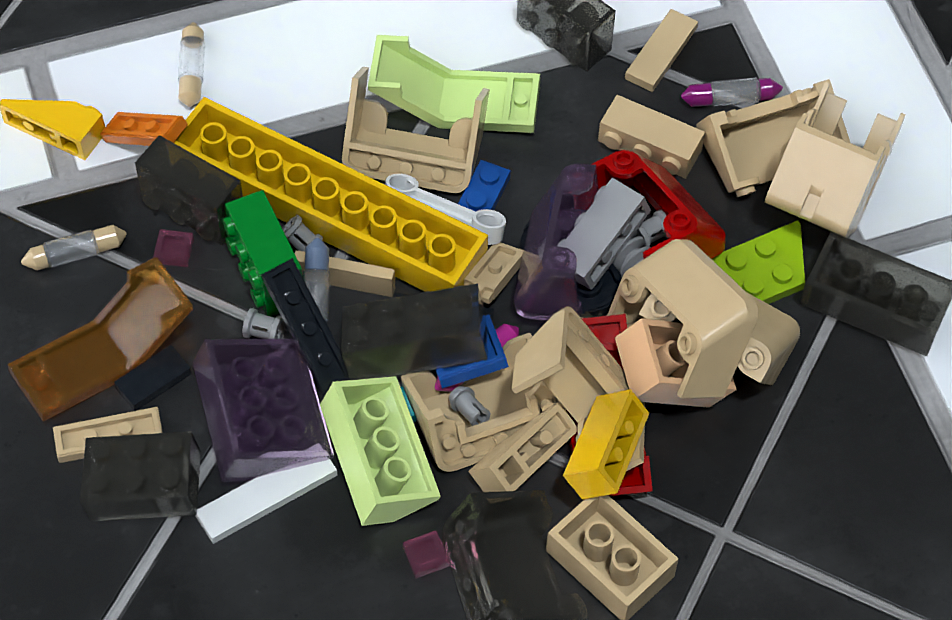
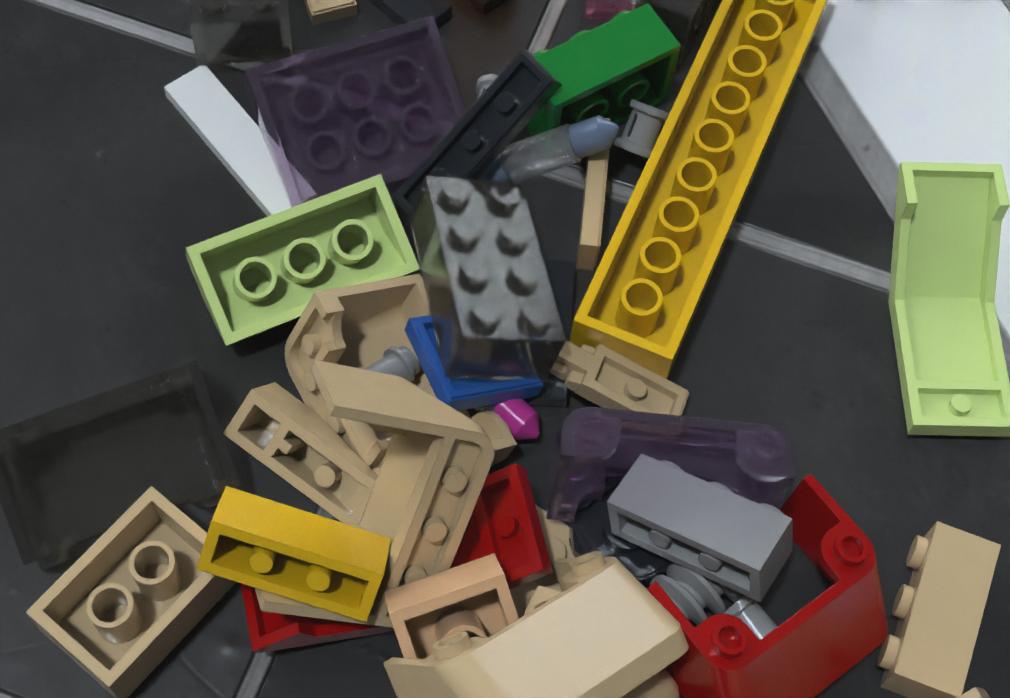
camera: 80 degrees right, 5 degrees up
(426, 554) = (152, 347): clear pink tile -> none
(431, 160) = (822, 251): tan windscreen -> none
(484, 220) = (728, 313): white piece -> none
(485, 187) = (778, 370): blue plate -> none

